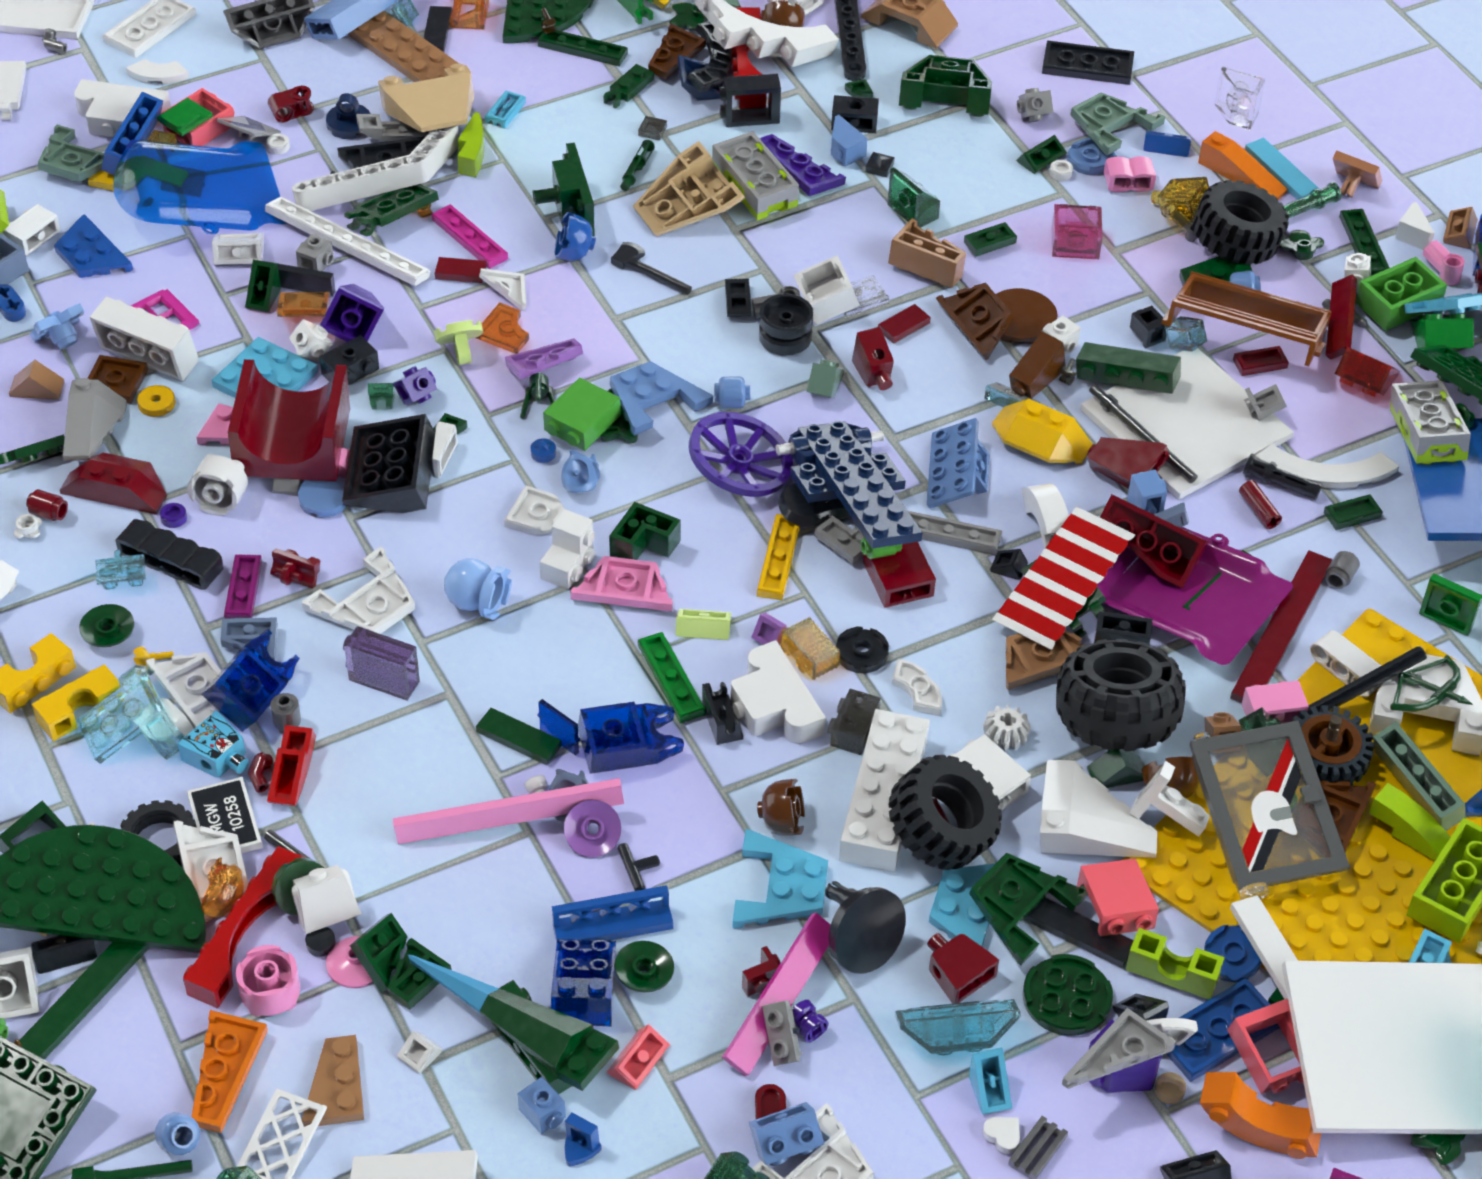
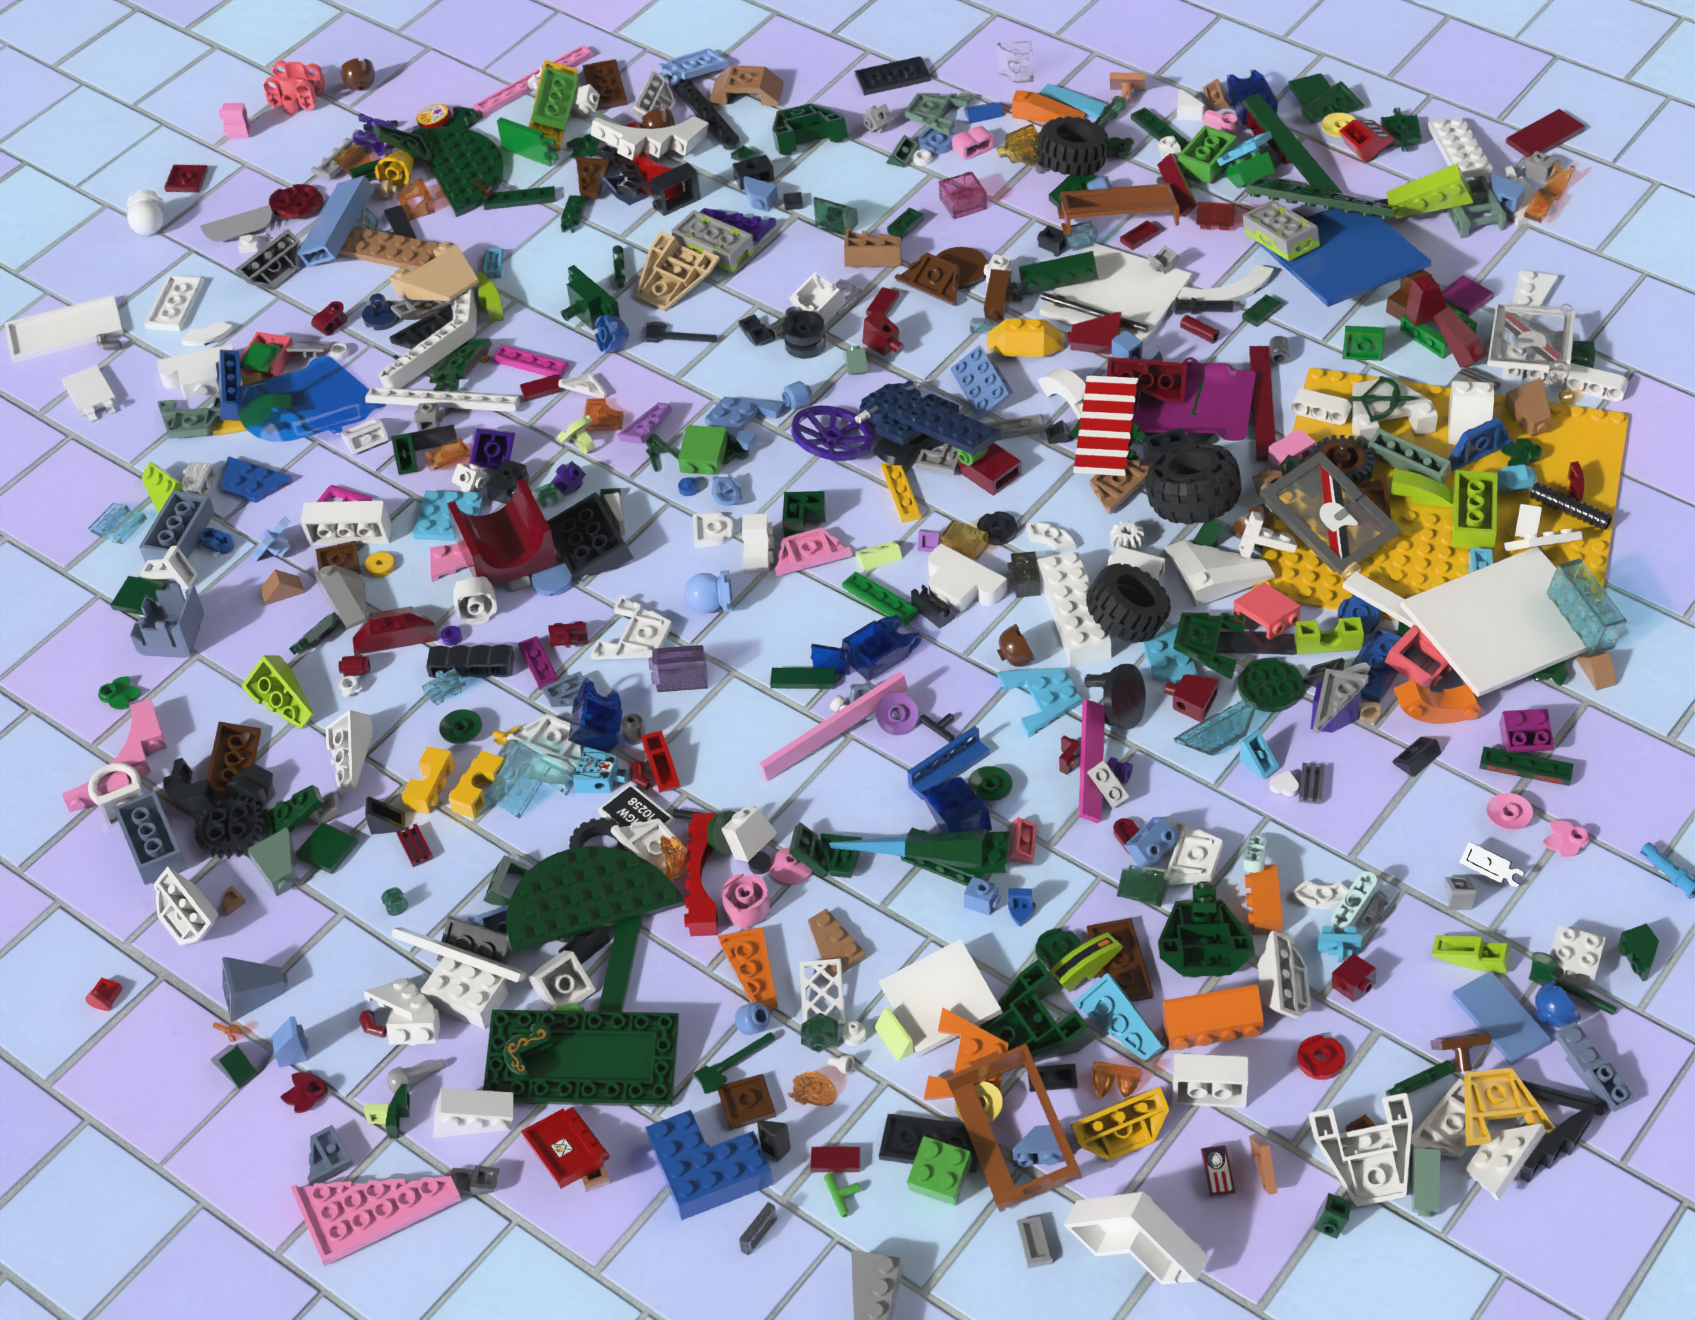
camera: 20 degrees left, 0 degrees up
(419, 1051) = (875, 901): white slope -> none
(652, 128) = (611, 236): clear smoke tile -> none
(1371, 679) = (1346, 407): black axle -> none

